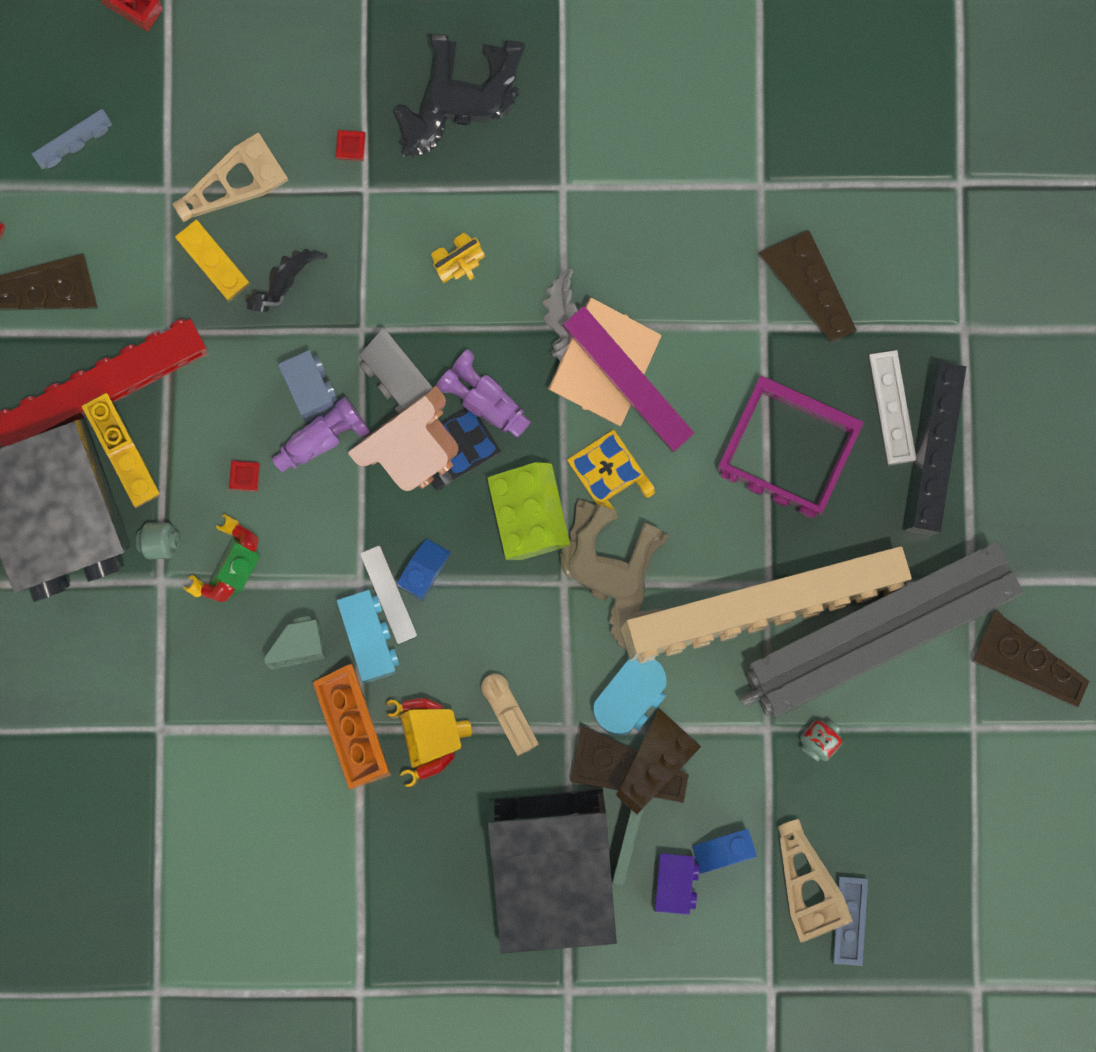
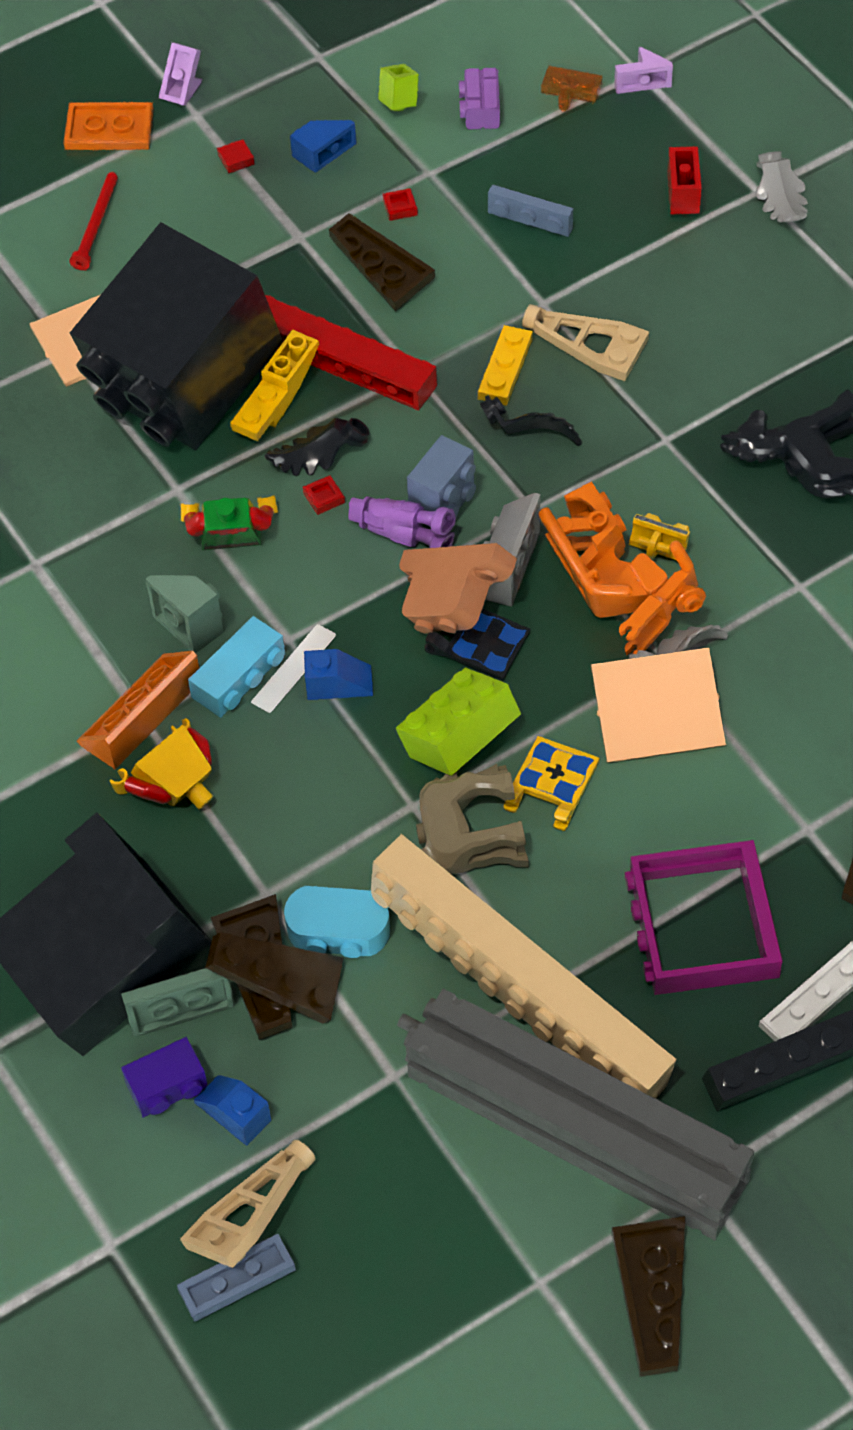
camera: 55 degrees right, 25 degrees down
(157, 540) = (210, 457): sand green head -> none
(196, 452) = (319, 446): none -> black plant
(350, 145) = (696, 405): red tile -> none
(481, 324) = (618, 586): none -> orange piece
(486, 399) = (541, 632): medium lavender piece -> none
(497, 692) = (242, 828): tan piece -> none
(628, 378) = (655, 730): magenta tile -> none
(821, 740) = (416, 1129): sand green head -> none

